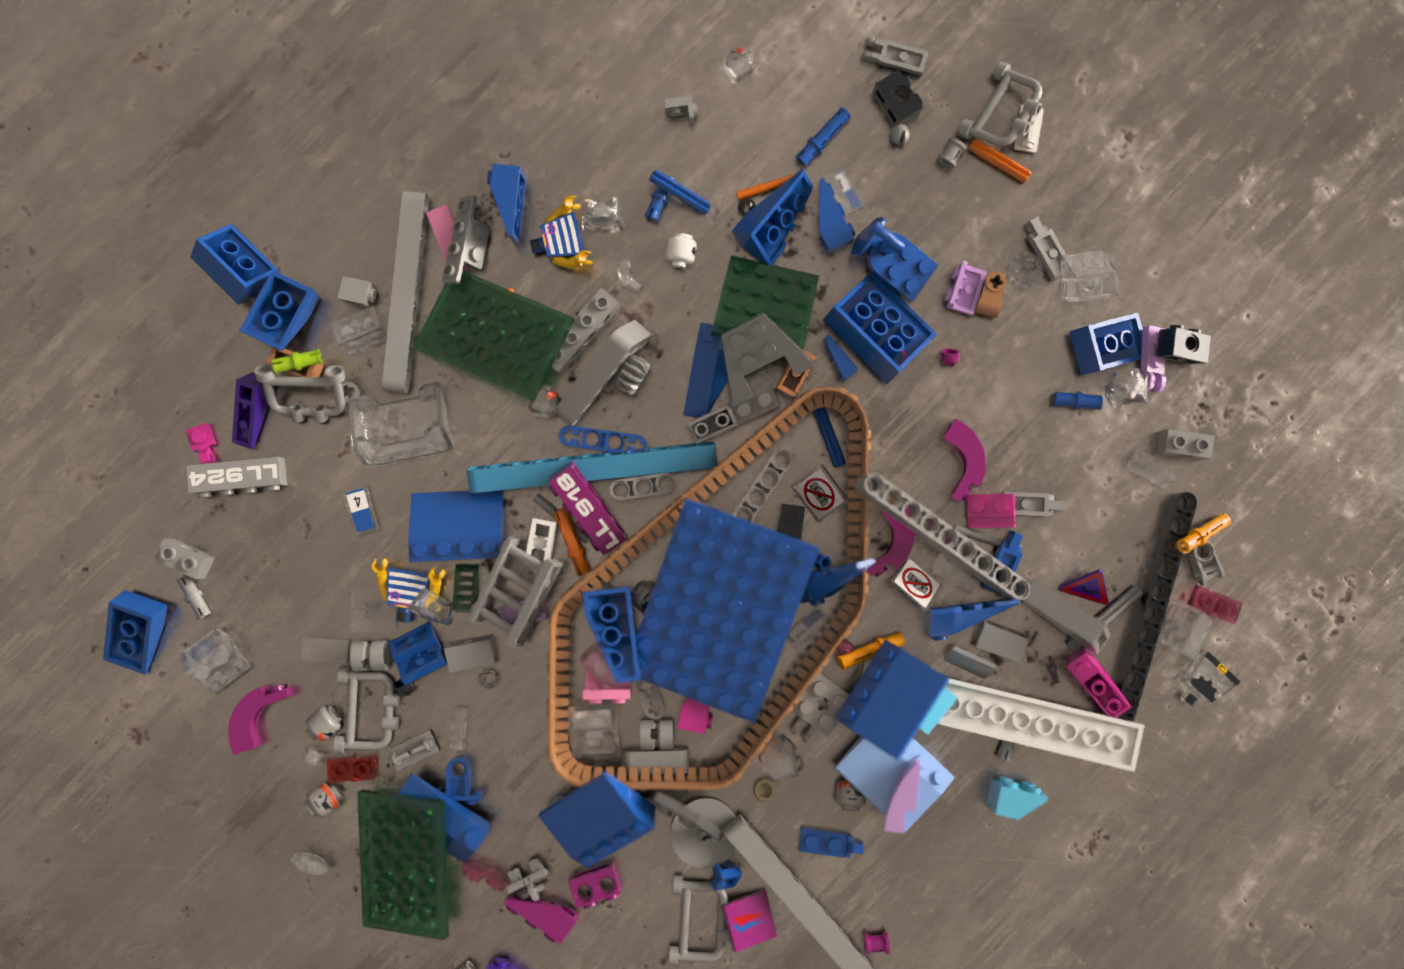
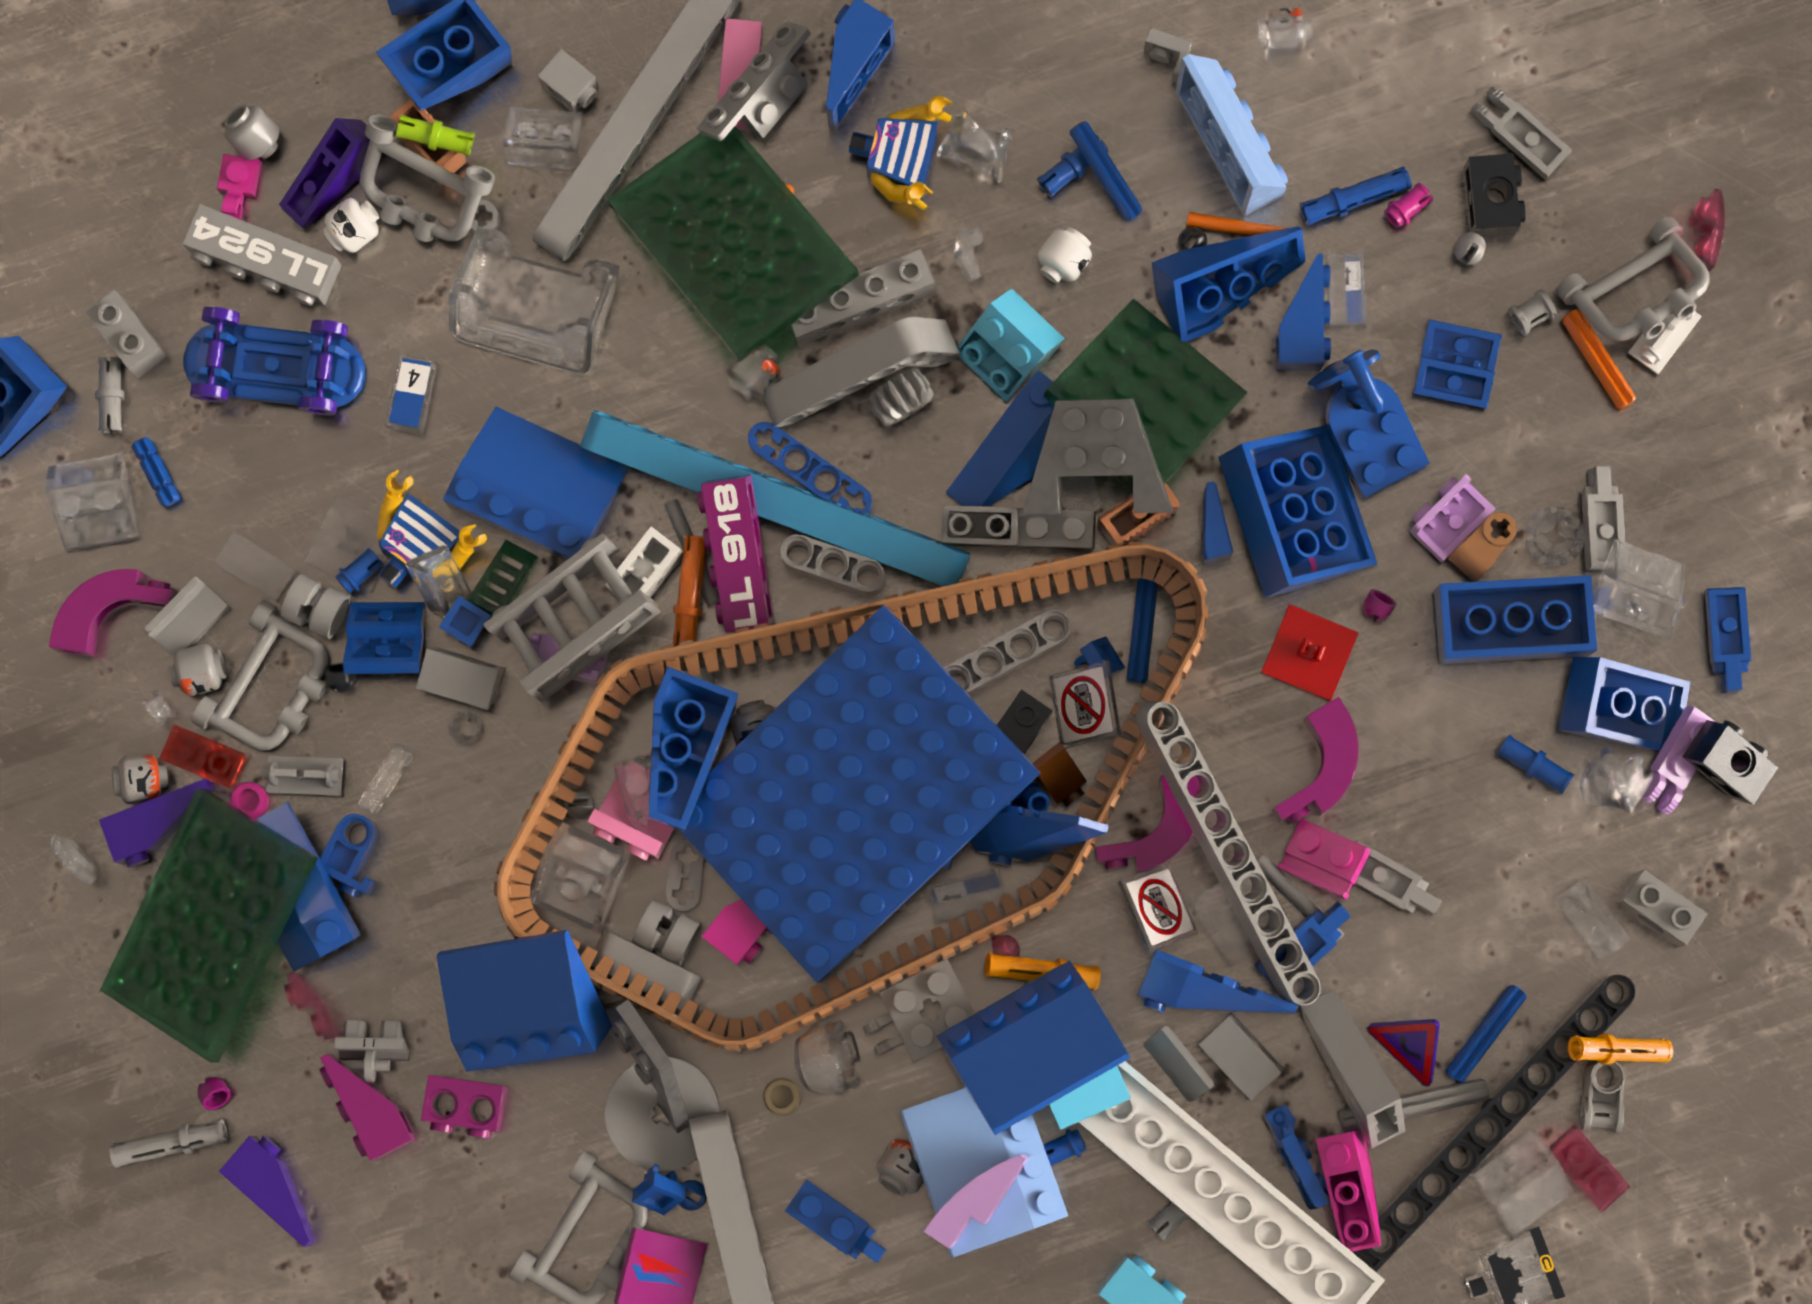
camera: 30 degrees right, 5 degrees down
(194, 410) = (251, 132): none -> light grey head
(242, 626) = (155, 472): none -> blue axle
(276, 533) = (273, 364): none -> blue piece
(277, 433) = (351, 225): none -> white head
(302, 697) = (187, 617): none -> light grey panel
(341, 824) = (149, 825): none -> dark purple slope
(383, 623) = (359, 570): none -> blue pin
(390, 779) = (250, 799): none -> dark pink tile
(454, 949) = (213, 1093): none -> magenta hinge
(456, 622) = (464, 621): none -> blue tile
(575, 692) = (580, 812): none -> light grey hinge
(676, 315) = (1009, 344): none -> medium azure slope
(736, 137) = (1229, 134): none -> light blue slope
(742, 863) = (697, 1188): none -> blue hinge
(813, 460) = (1099, 651): none -> blue tile
(826, 539) = (1059, 776): none -> reddish brown slope
(852, 132) = (1407, 206): none -> dark pink pin
(925, 201) = (1457, 363): none -> blue slope
(925, 401) = (1309, 652): none -> red piece
(931, 739) = (1065, 1147): none -> blue pin
(1024, 54) = (1711, 223): none -> clear pink slope
(1029, 327) = (1515, 619): none -> blue brick
(1058, 679) = (1296, 1156): none -> blue hinge
(1124, 560) = (1486, 1033): none -> blue axle
(1146, 277) = (1728, 635): none -> blue hinge

